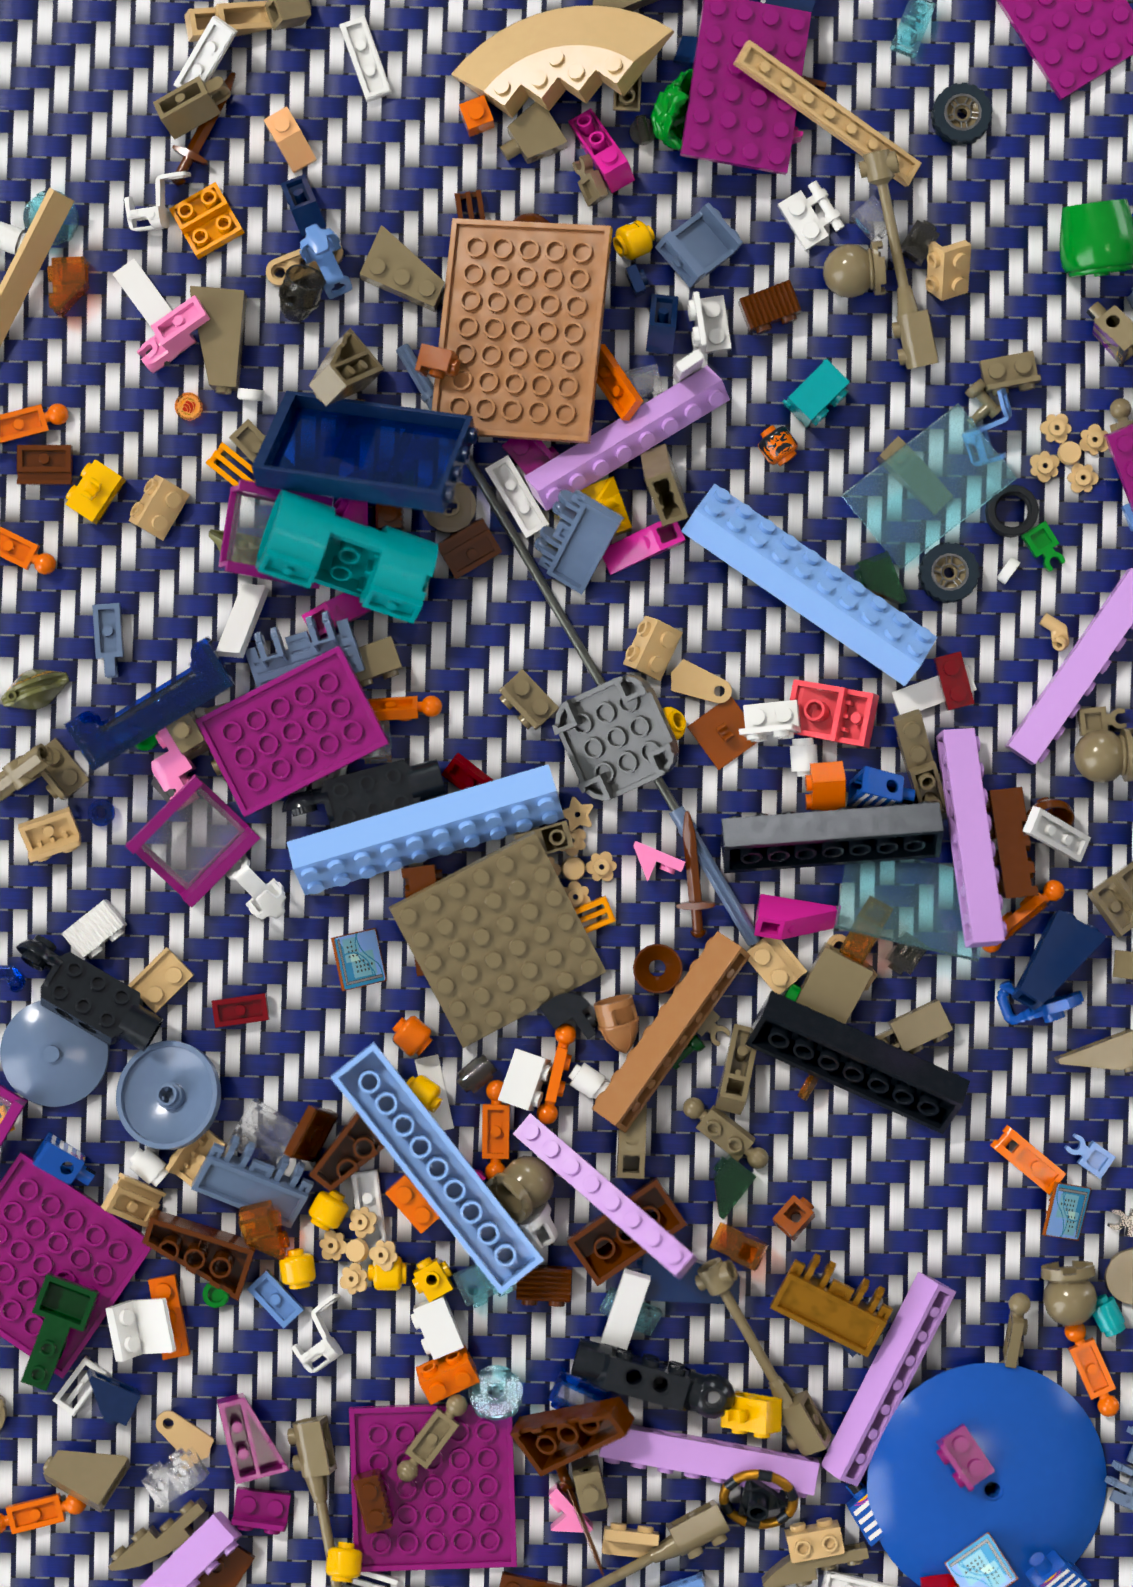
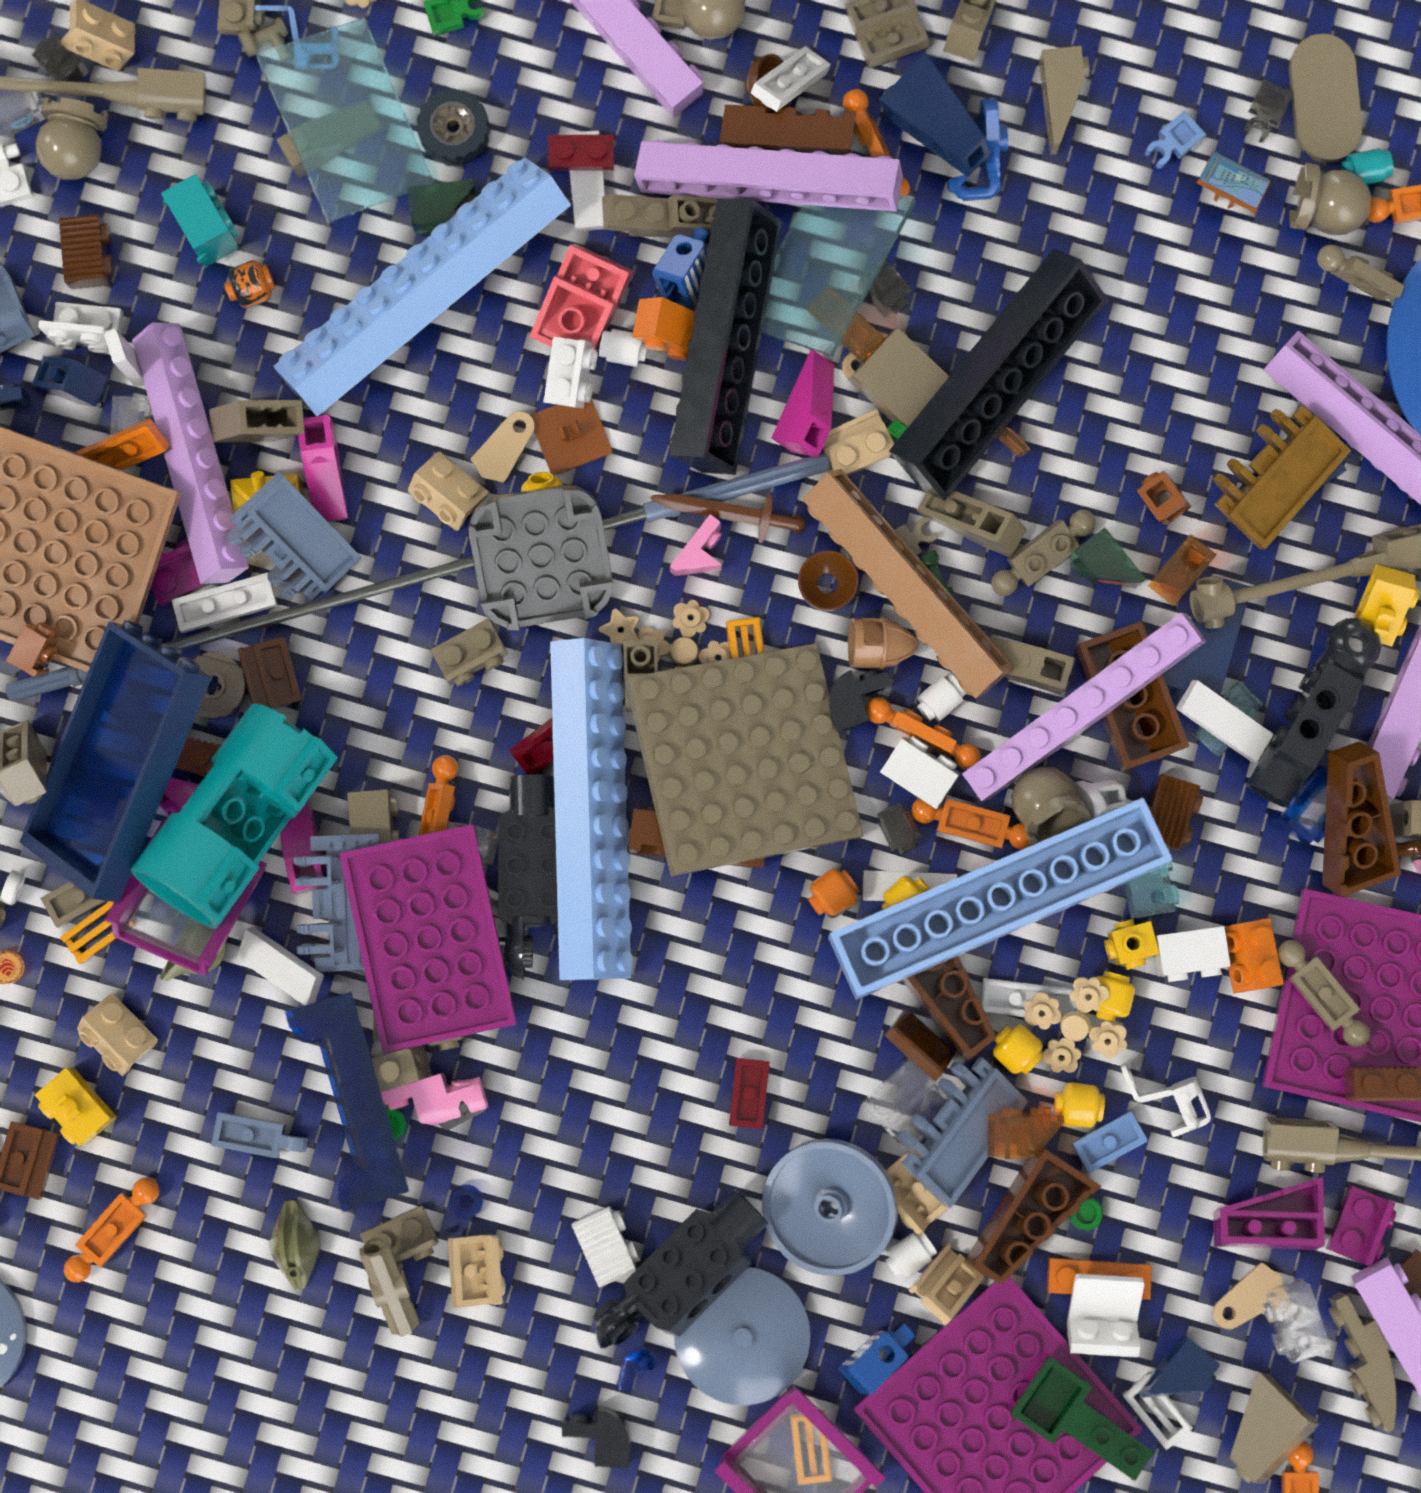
camera: 70 degrees left, 5 degrees down
(161, 980) = (687, 1180): tan plate -> none
(193, 840) = (529, 1096): piece -> none
(266, 898) = (622, 1026): white piece -> none
(358, 959) = (725, 933): piece -> none
(412, 1203) = (1034, 942): orange brick -> none
(496, 1408) = (1306, 900): clear light blue plate -> none
(918, 1027) = (975, 295): dark tan brick -> none
(1008, 570) = (469, 58): white tile -> none
(1028, 1160) = (1163, 211): orange plate -> none
(1032, 507) = (409, 14): black tyre -> none
(1058, 631) = (555, 22): tan arm -> none

